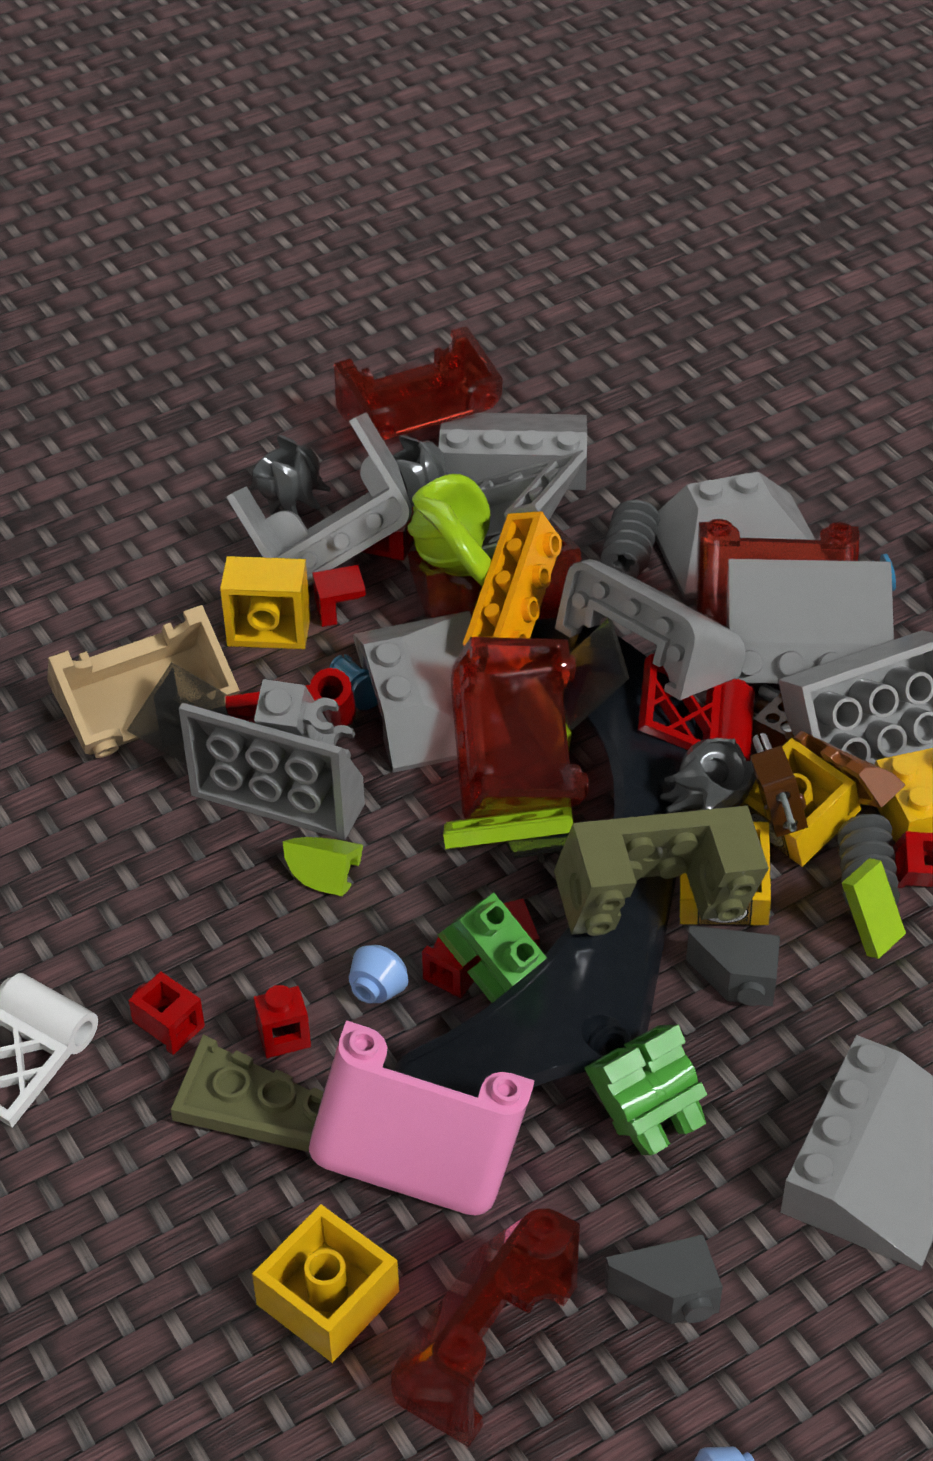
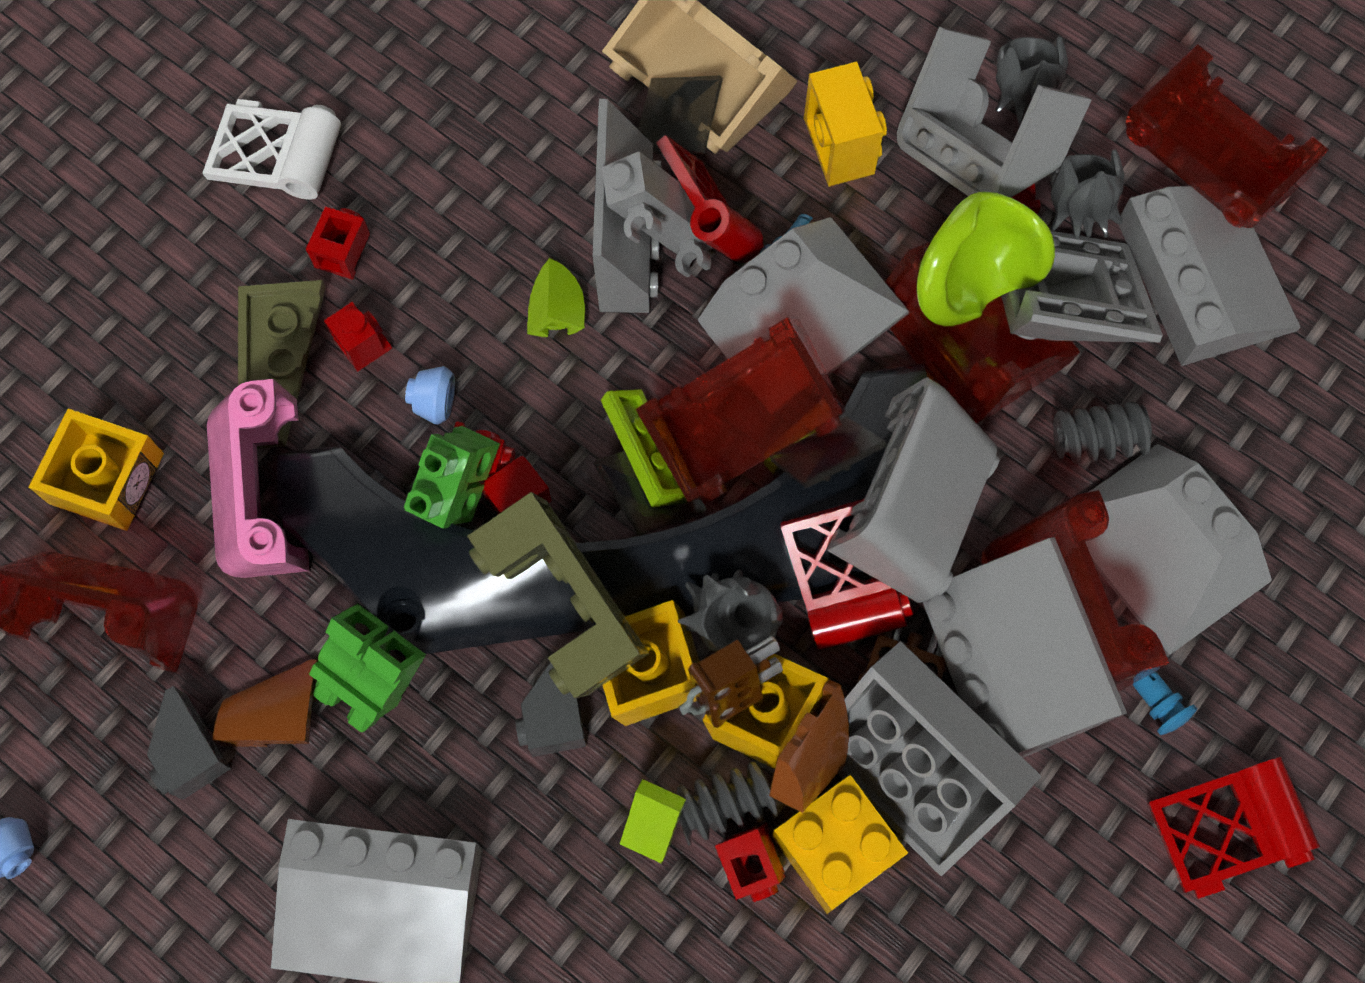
camera: 70 degrees right, 25 degrees up
(334, 587) = (899, 181): red panel -> none
(516, 578) = (923, 339): light orange brick -> none
(654, 1194) = (269, 711): none -> dark orange slope

